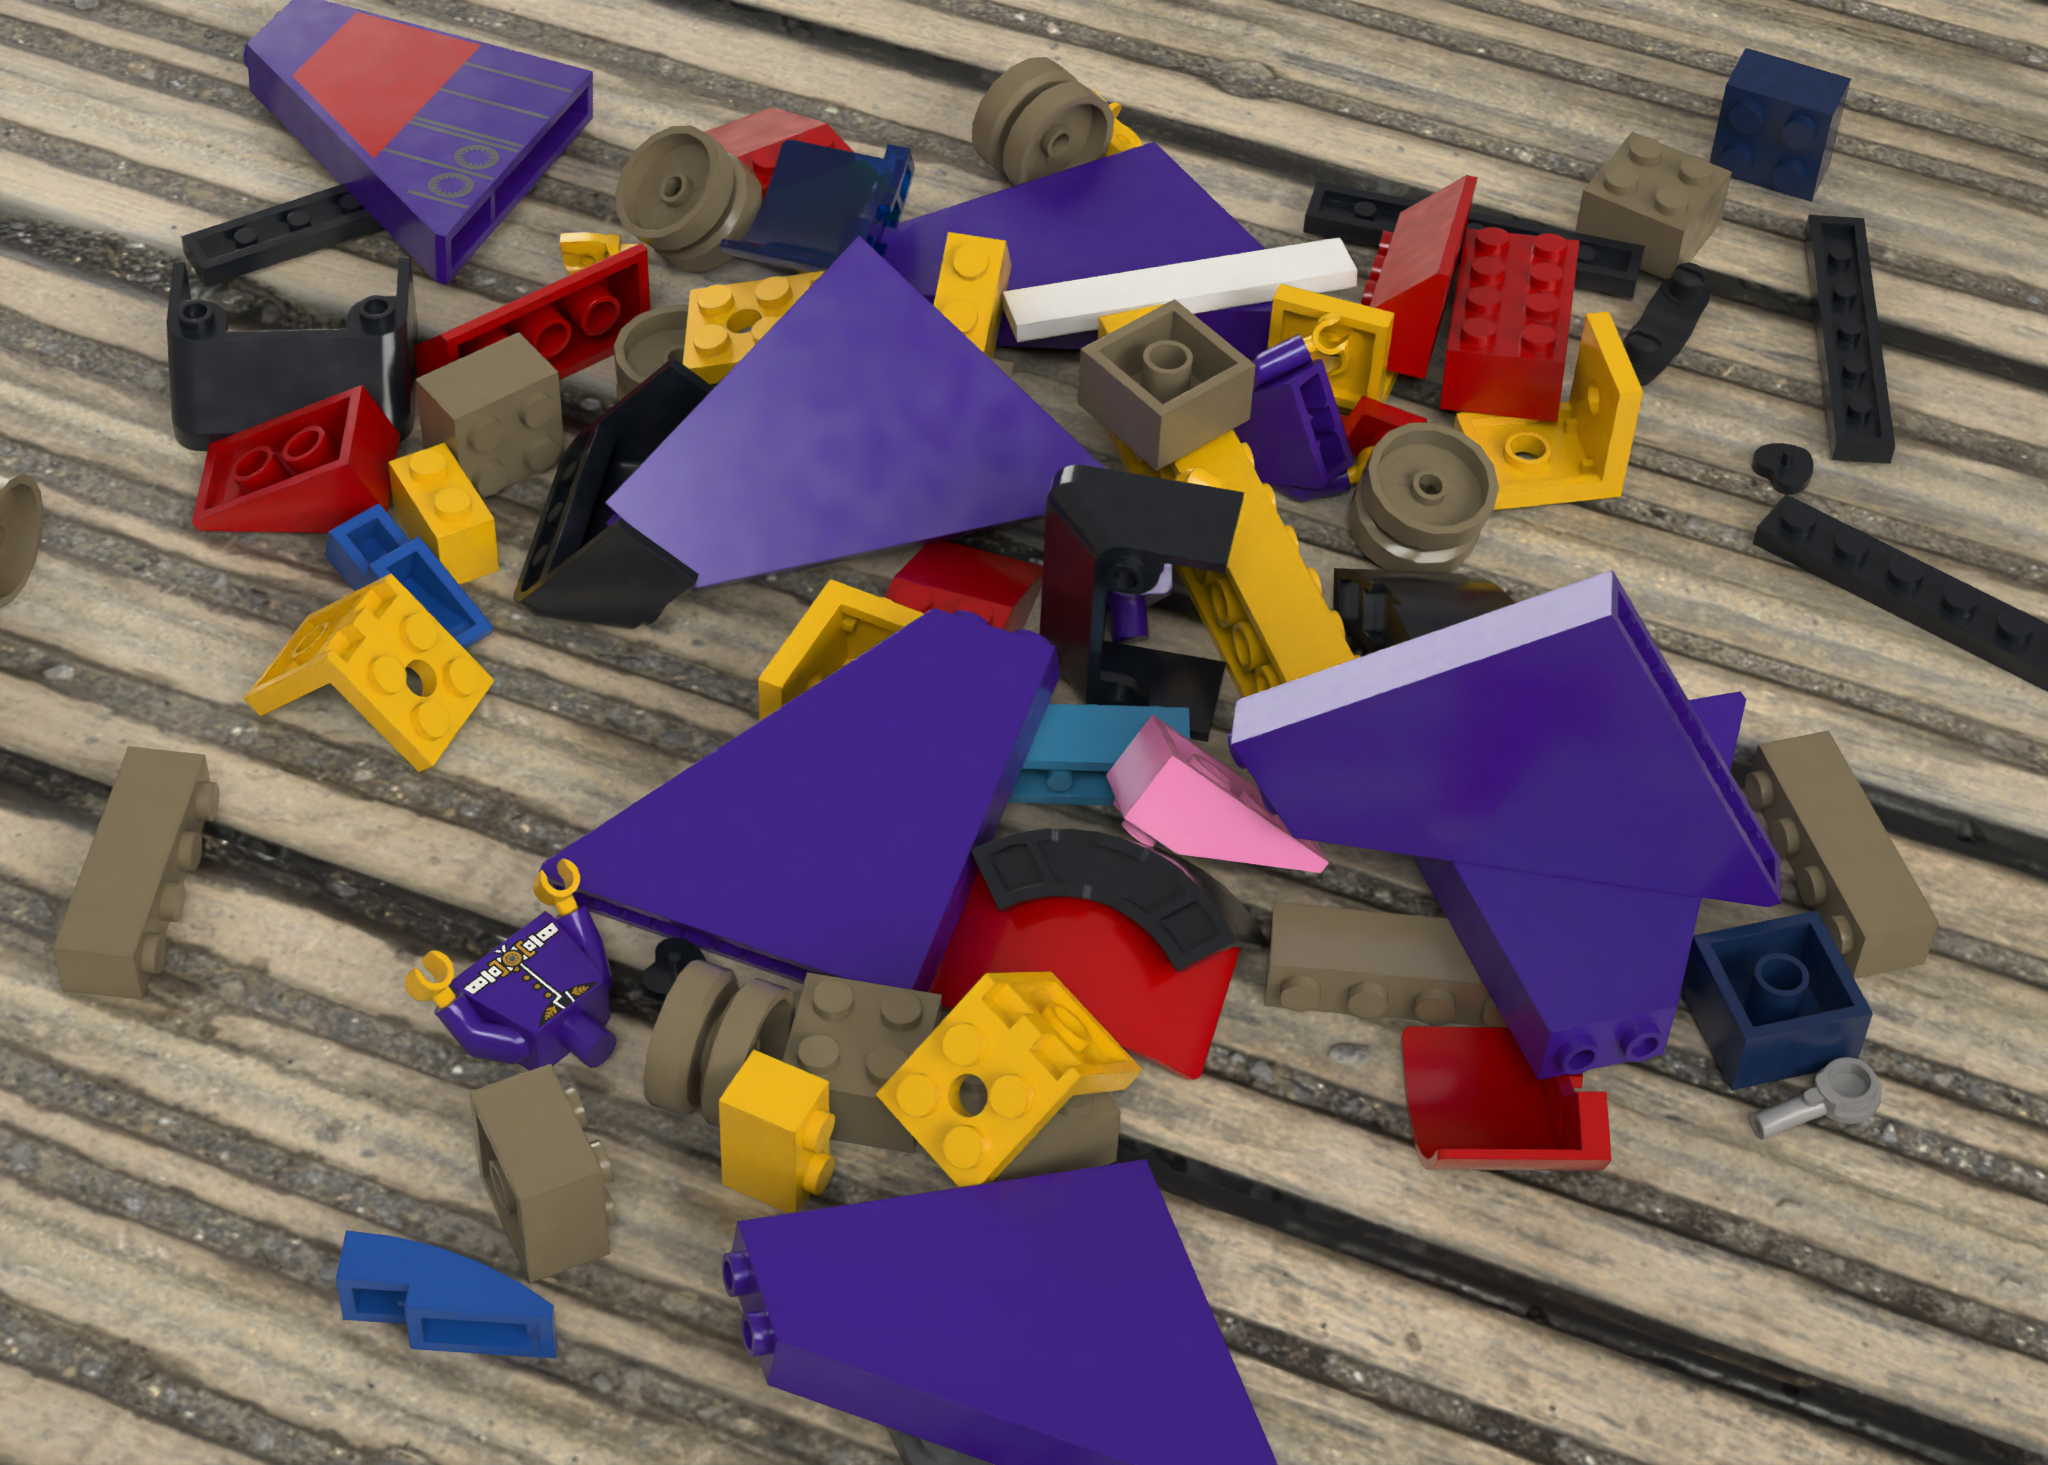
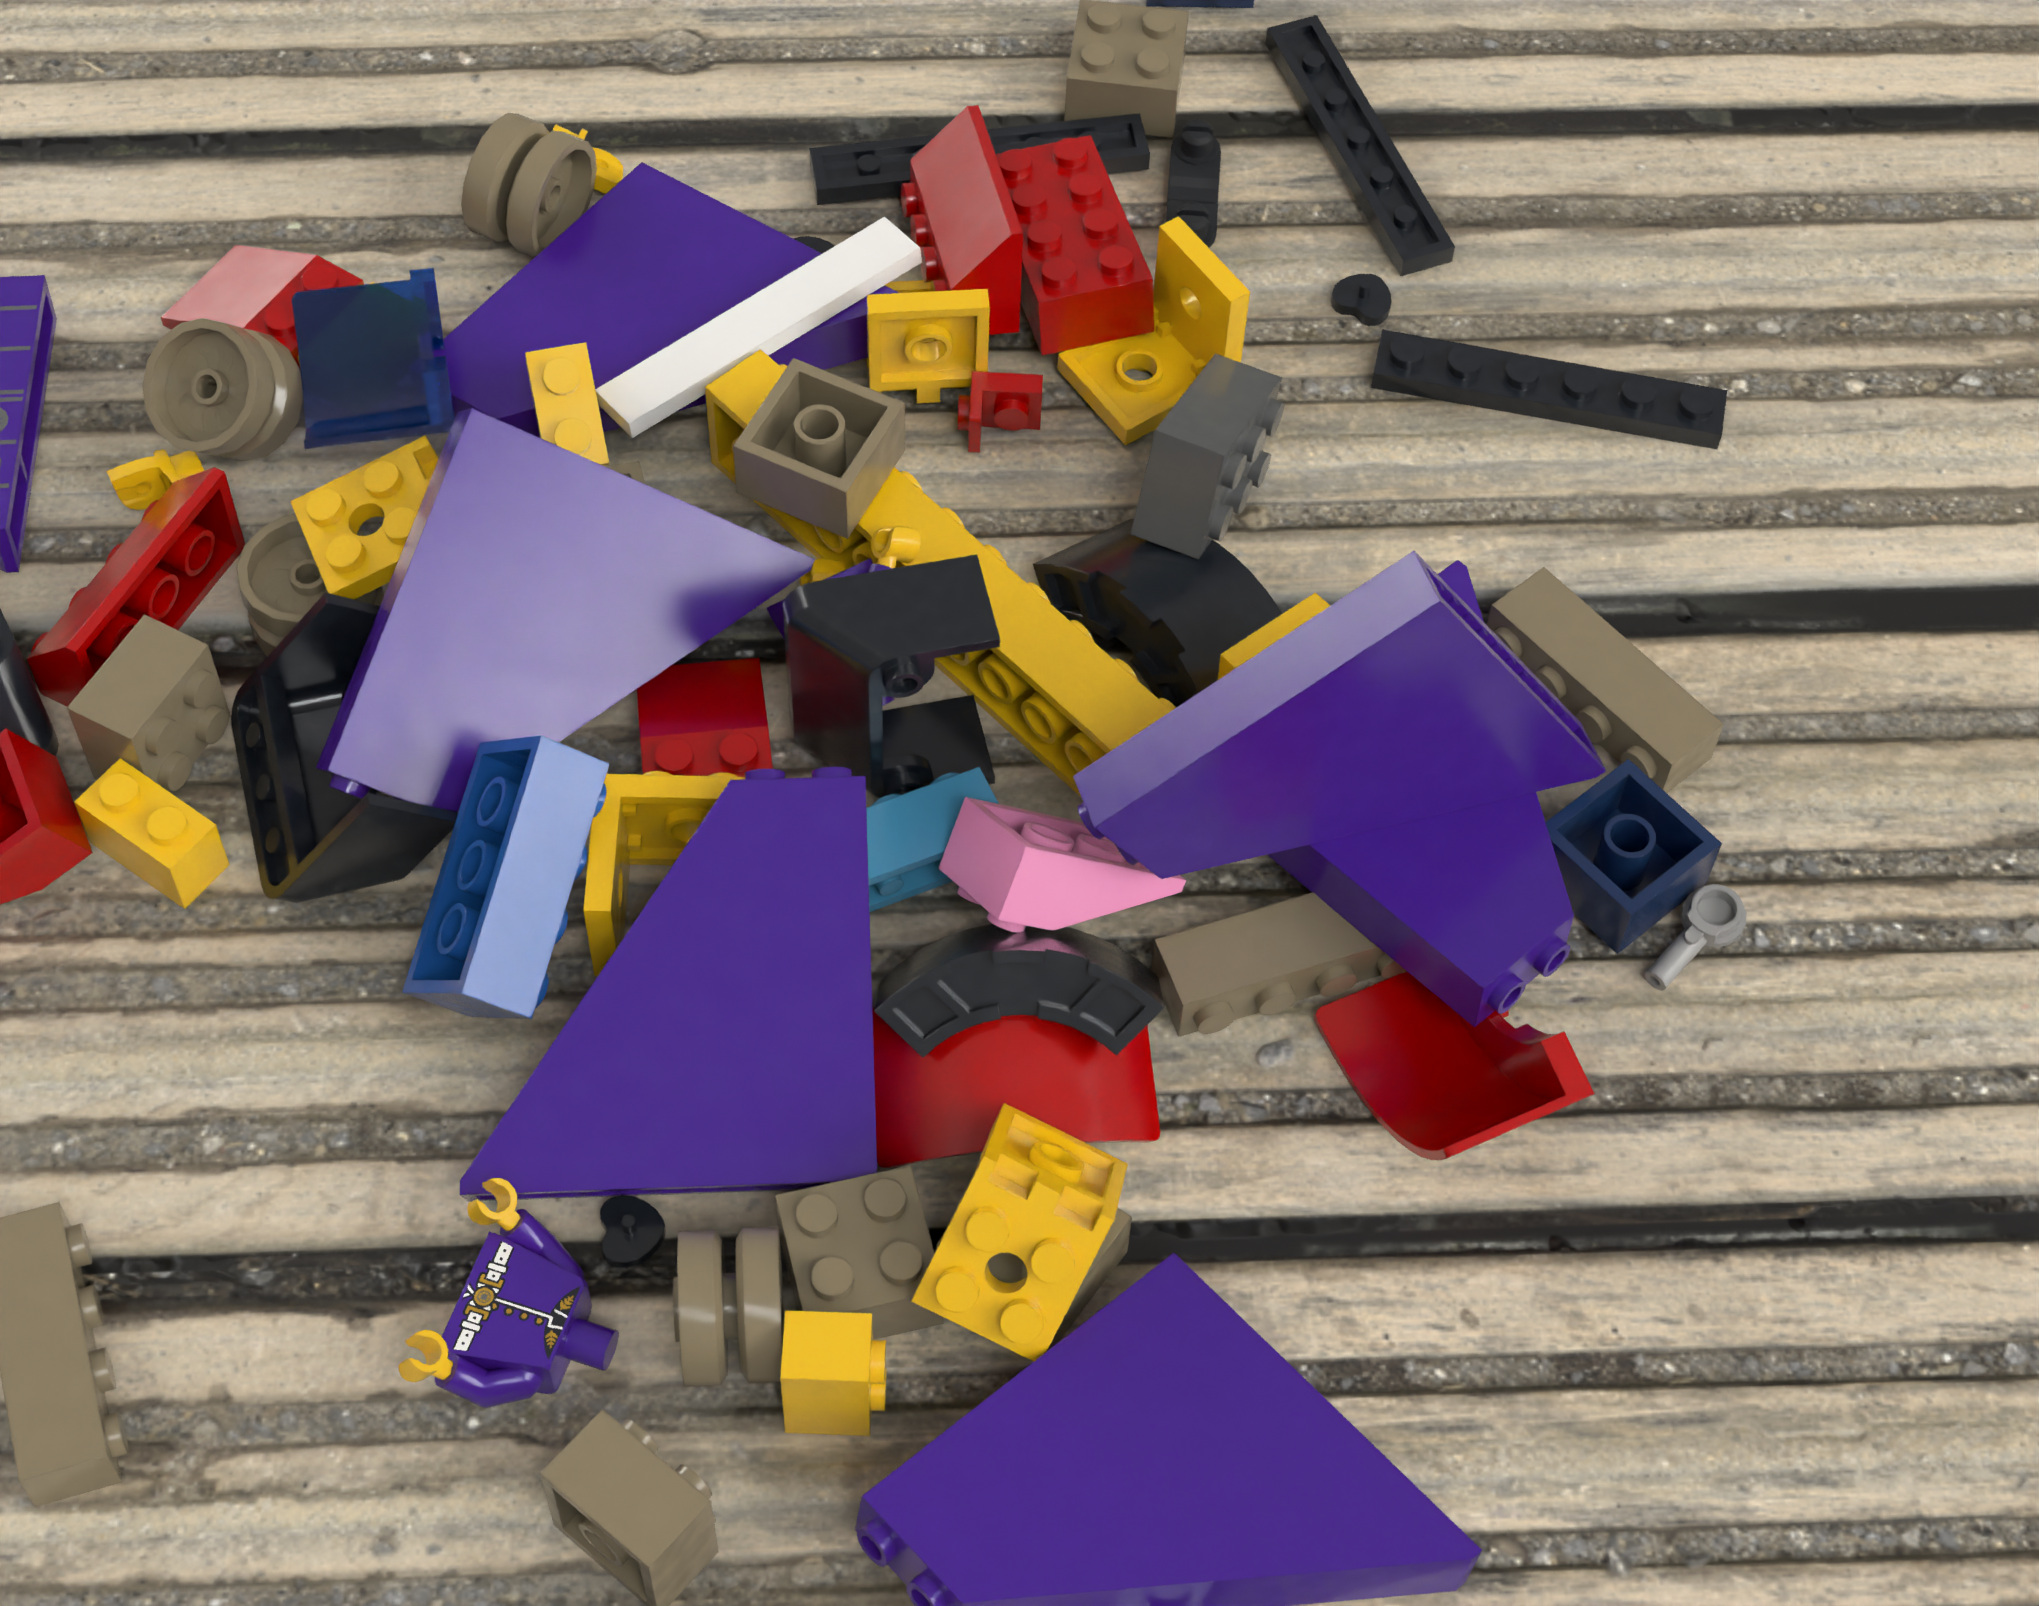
camera: 25 degrees left, 10 degrees up
(363, 652) = (159, 1021): yellow bracket -> none
(375, 546) = (153, 924): blue slope -> none
(711, 637) = (507, 878): none -> brick
(1296, 421) = (943, 436): dark purple torso -> none
(1423, 499) = (1079, 462): dark tan wheel -> none
(1539, 524) = (1208, 456): none -> dark grey brick

